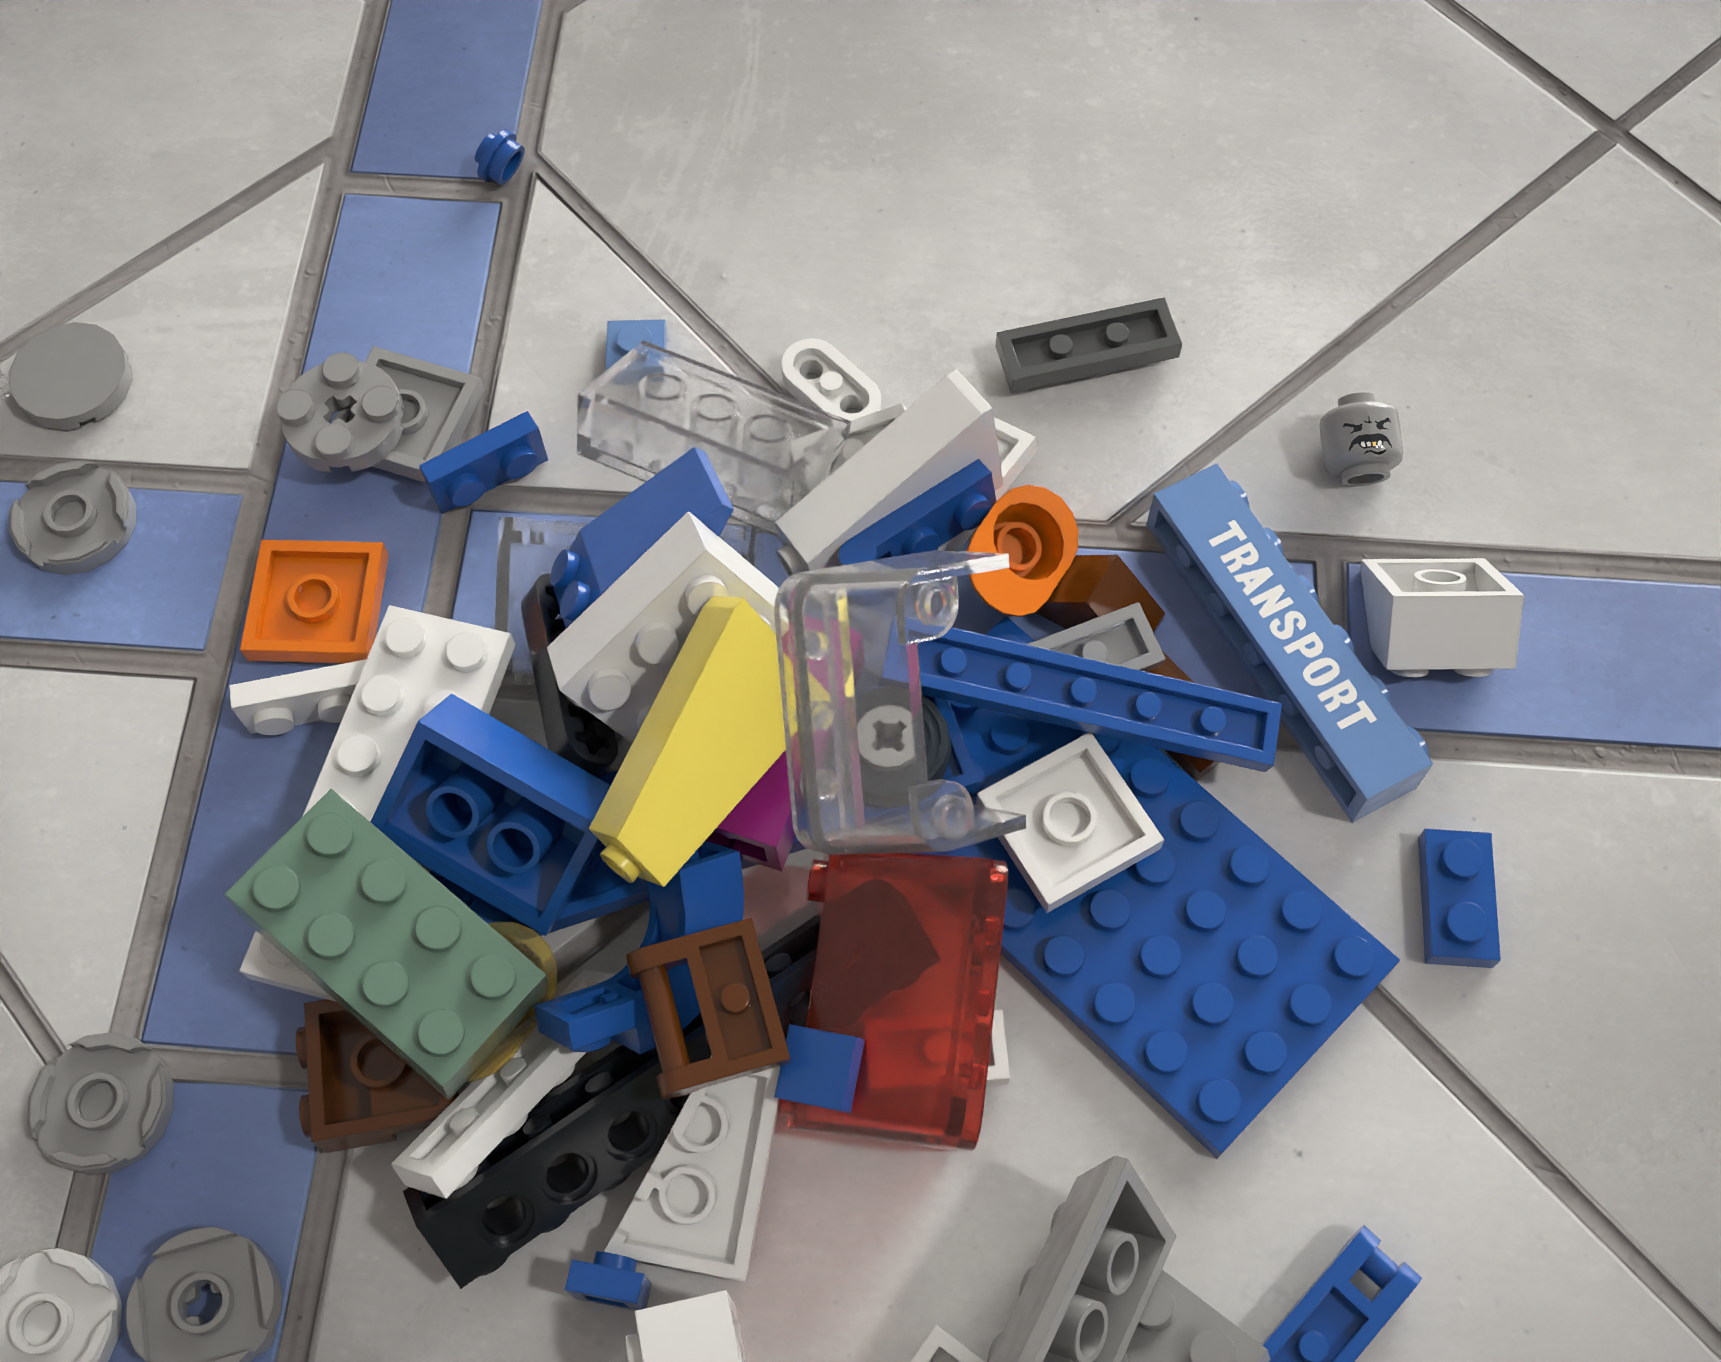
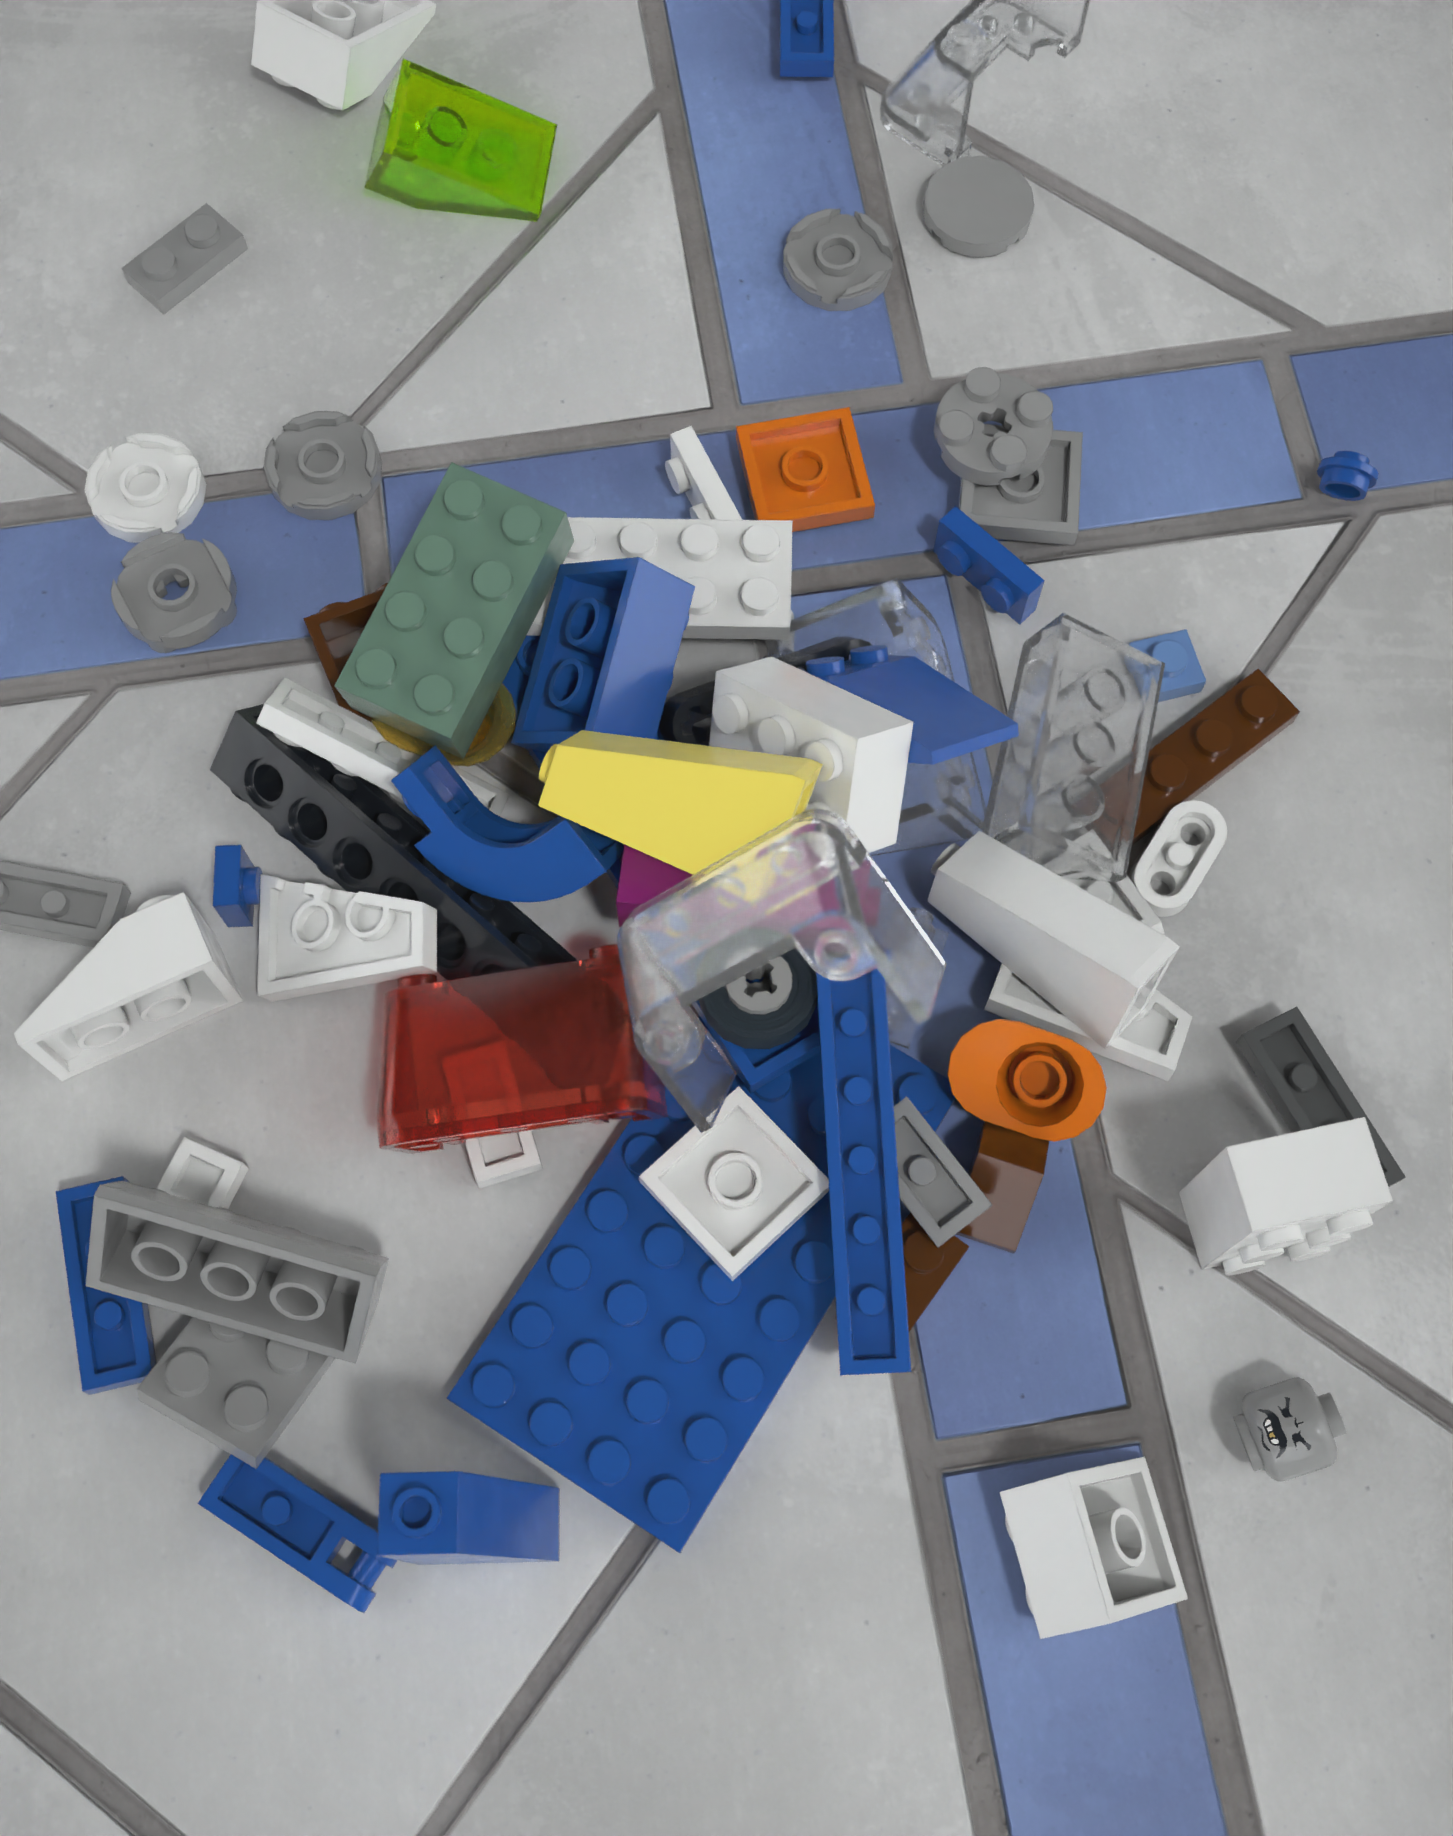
camera: 75 degrees right, 5 degrees up
(722, 325) = (1211, 747): none -> reddish brown plate
(732, 1000) = (459, 899): reddish brown plate -> none
(820, 1068) = (422, 994): blue tile -> none
(928, 519) = (1013, 968): blue plate -> none
(1184, 371) = (1284, 1196): none -> white brick
(1288, 643) = (1010, 1379): medium blue brick -> none
(1372, 1141) = (466, 1519): none -> blue slope
(1458, 898) = (767, 1611): blue plate -> none

